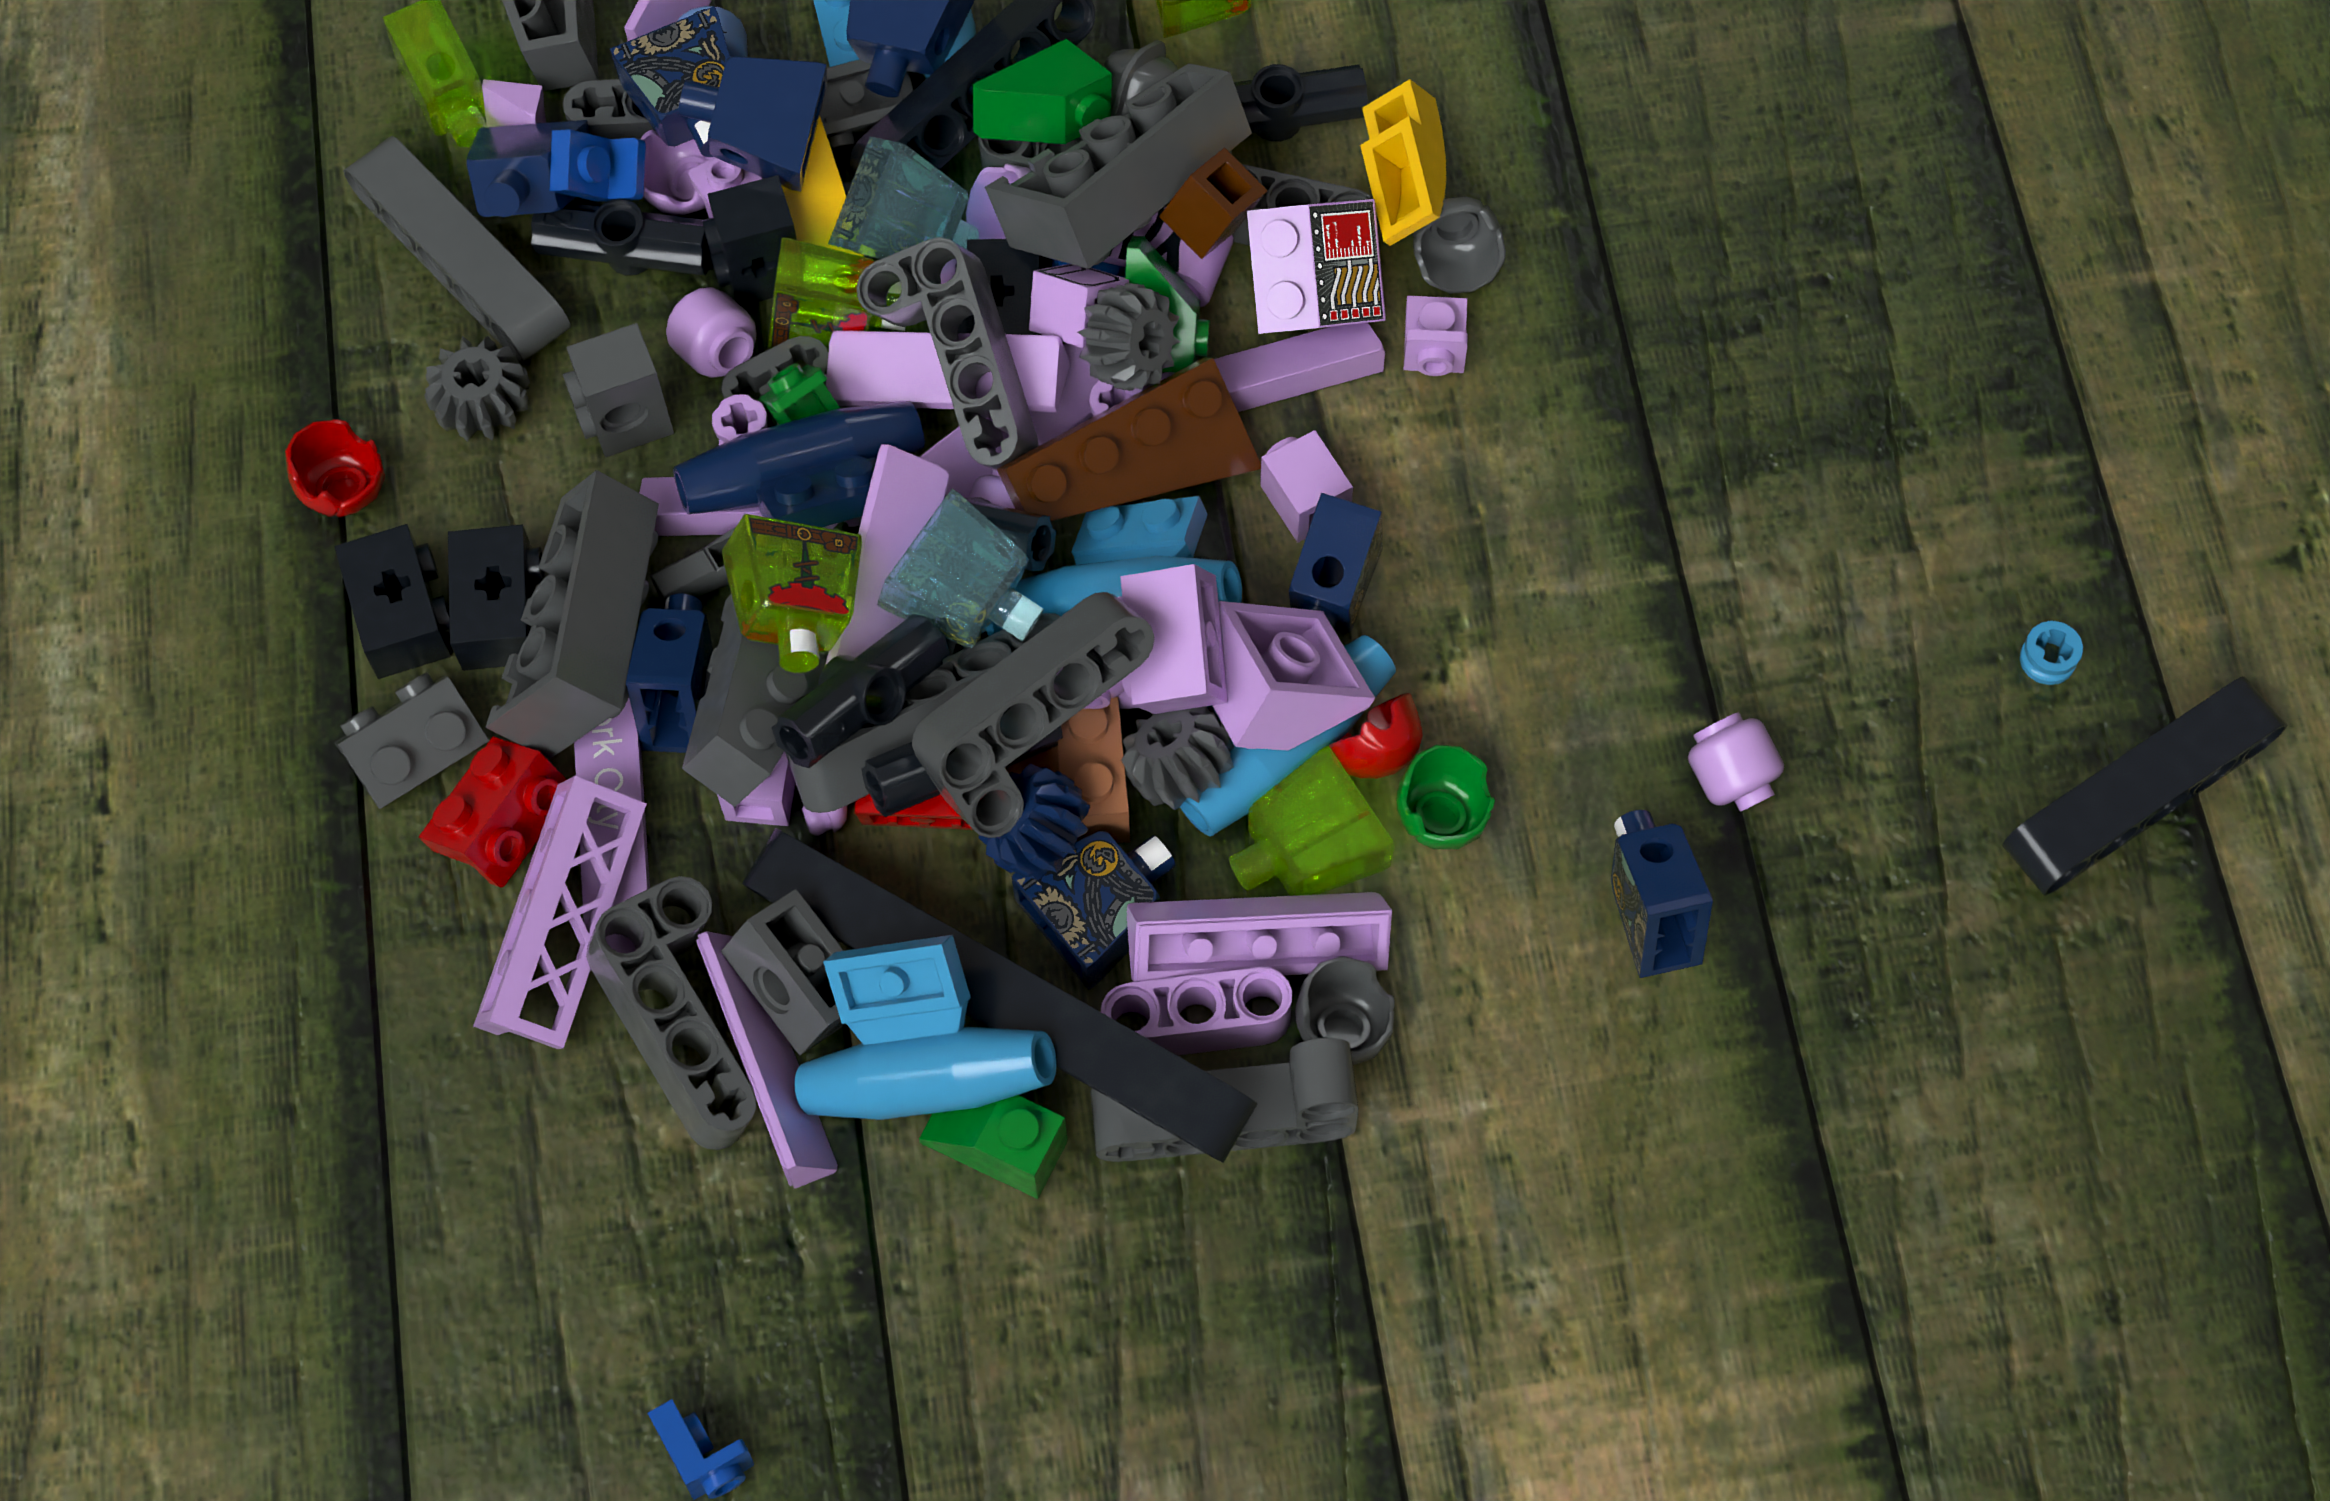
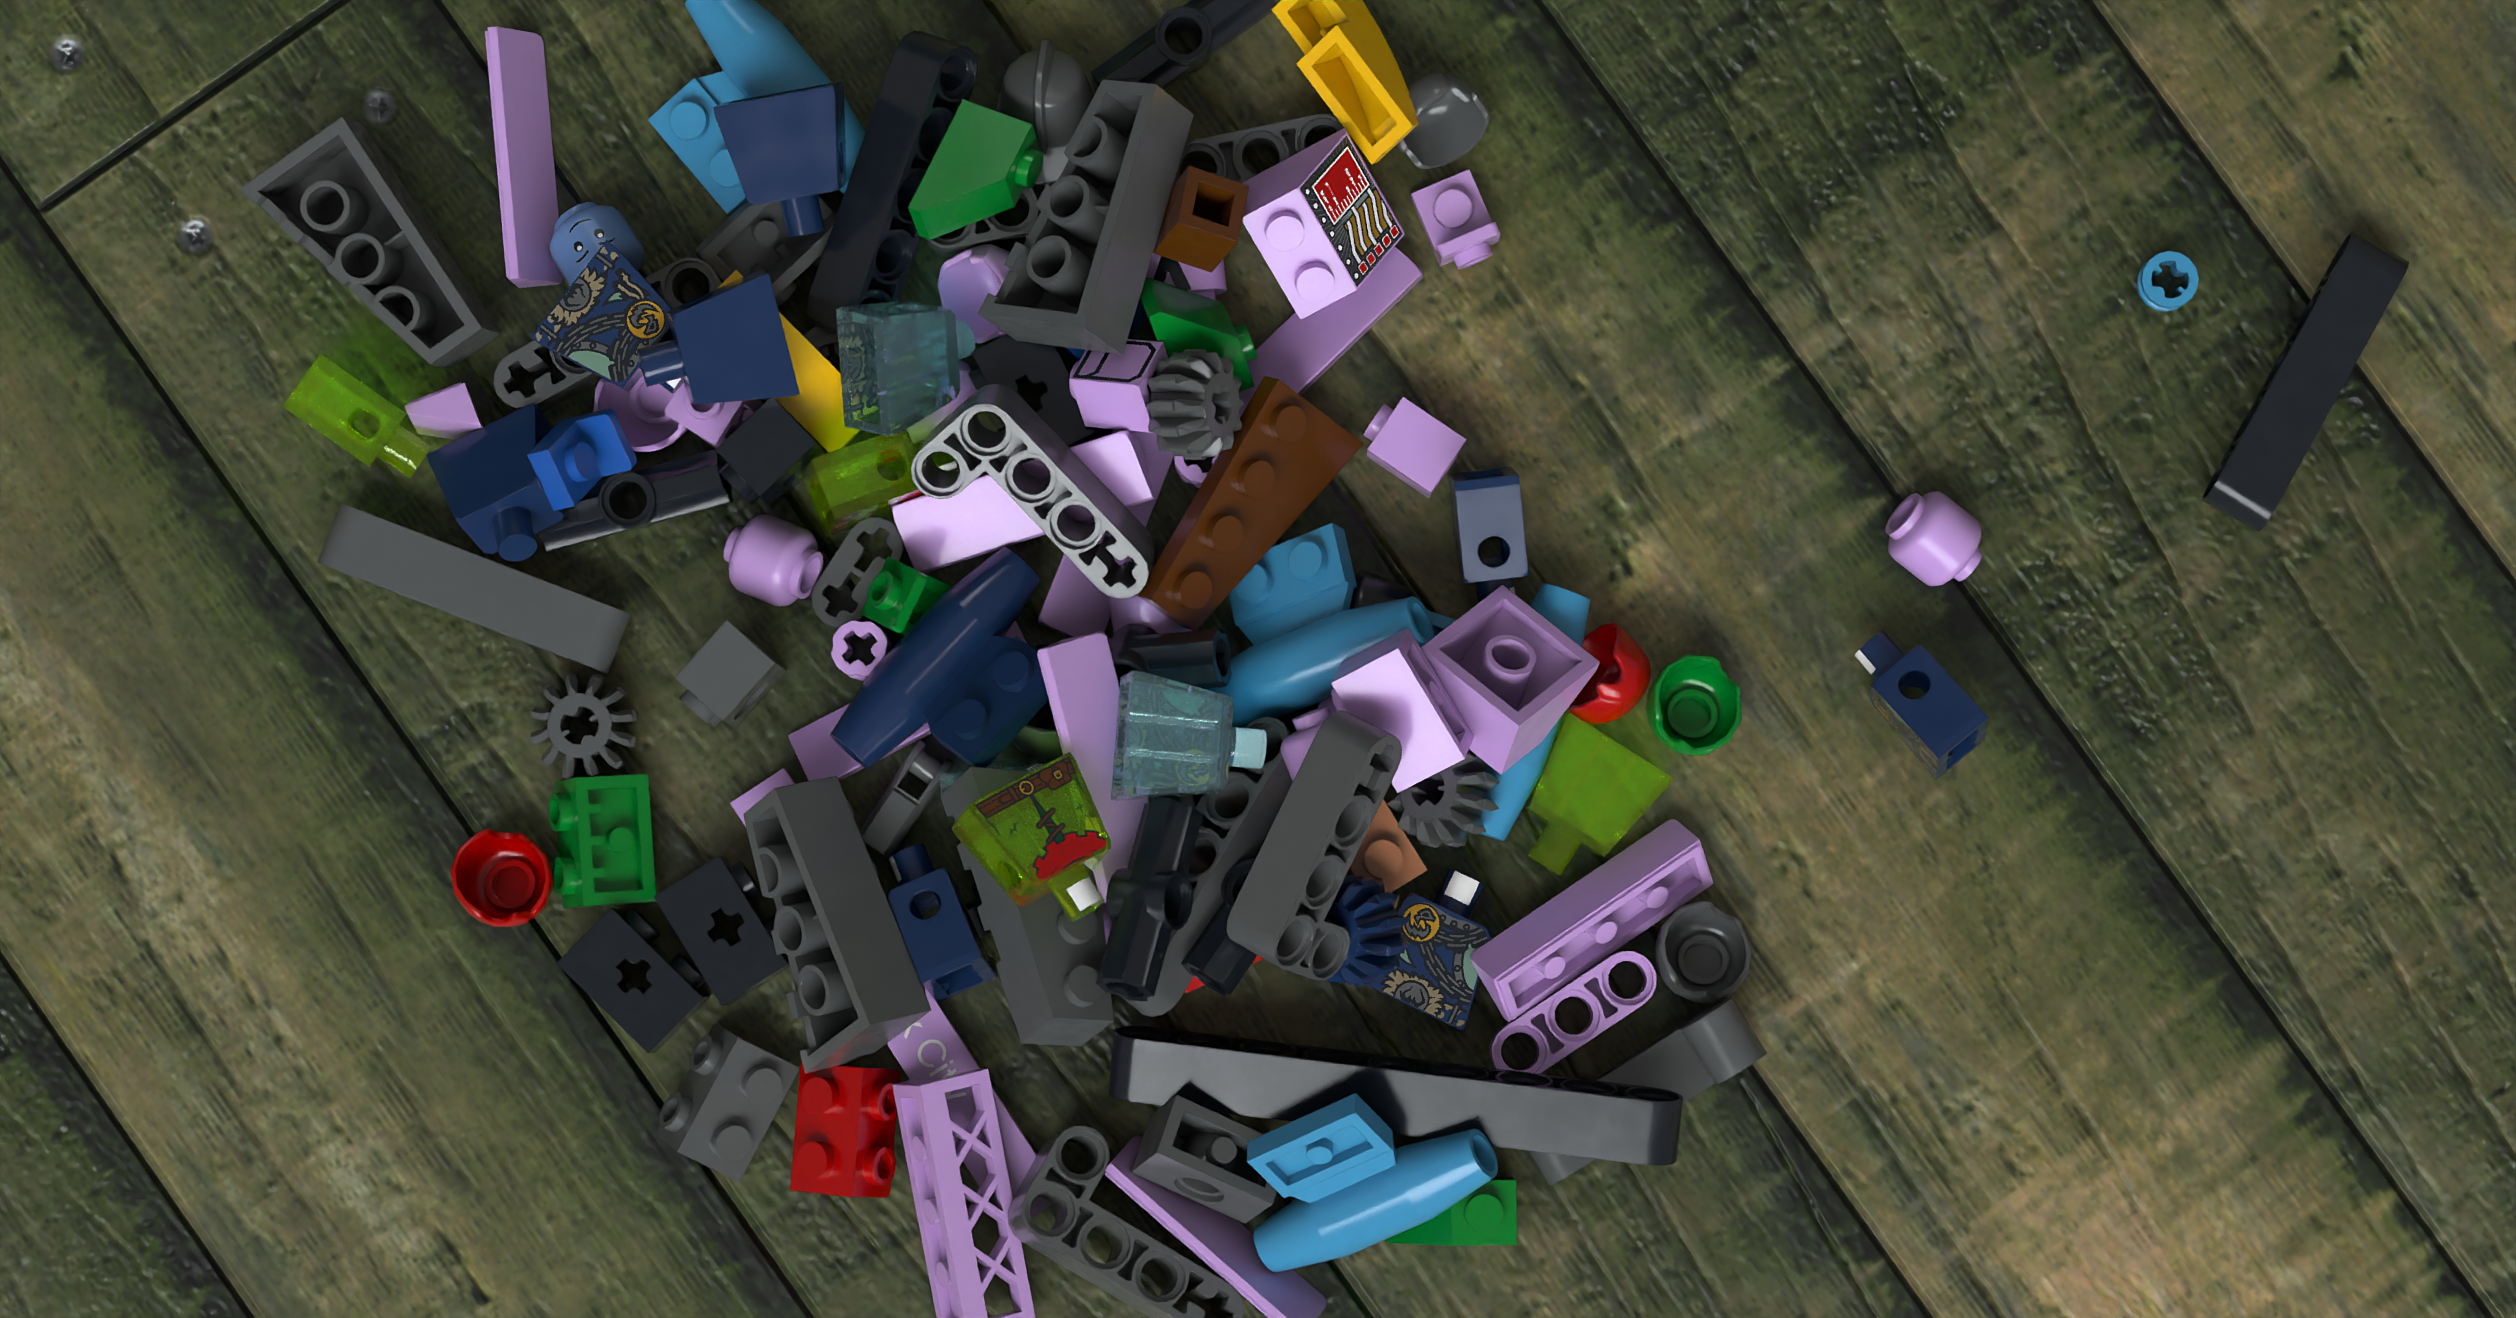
camera: 25 degrees left, 20 degrees up
(441, 482) = (603, 841): none -> green bracket

